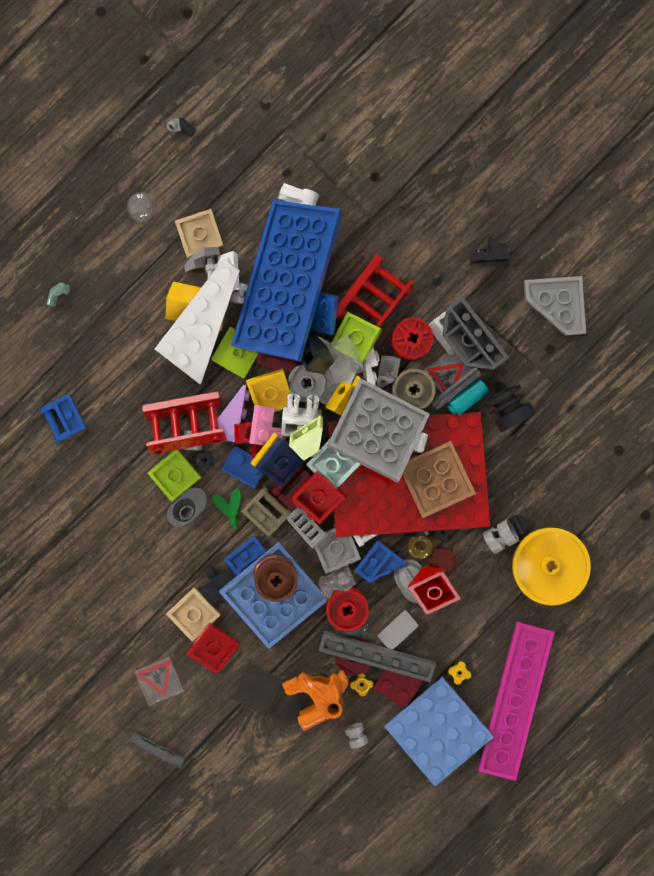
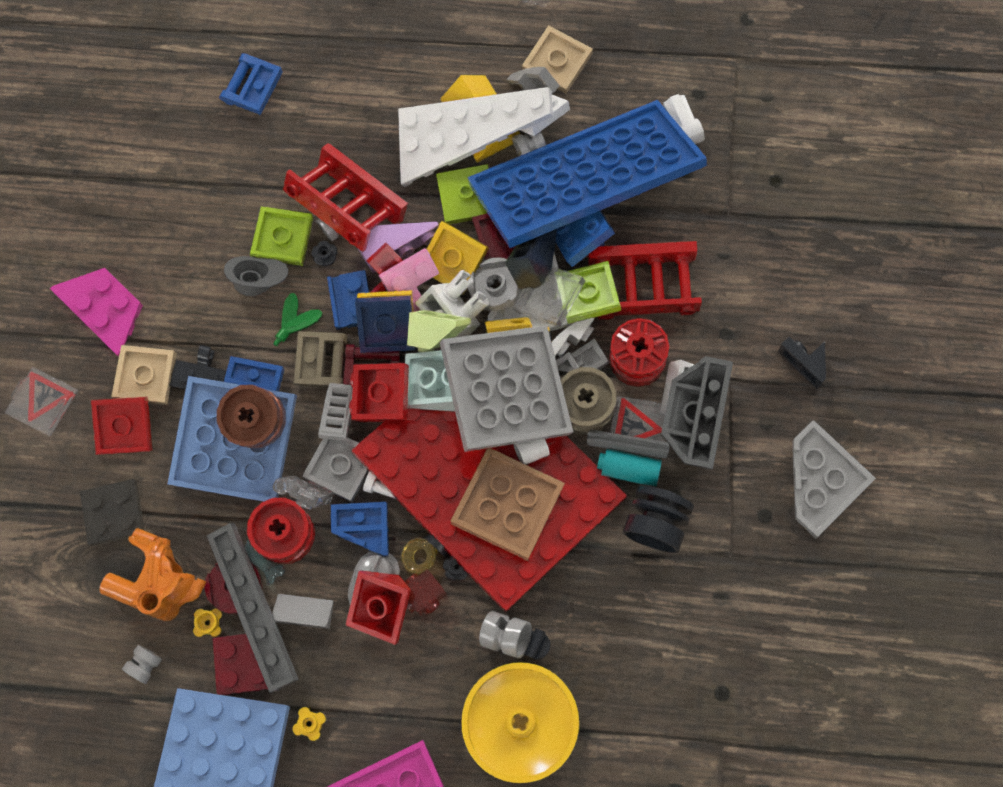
camera: 60 degrees right, 15 degrees down
(131, 606) = (102, 306): none -> dark pink wing

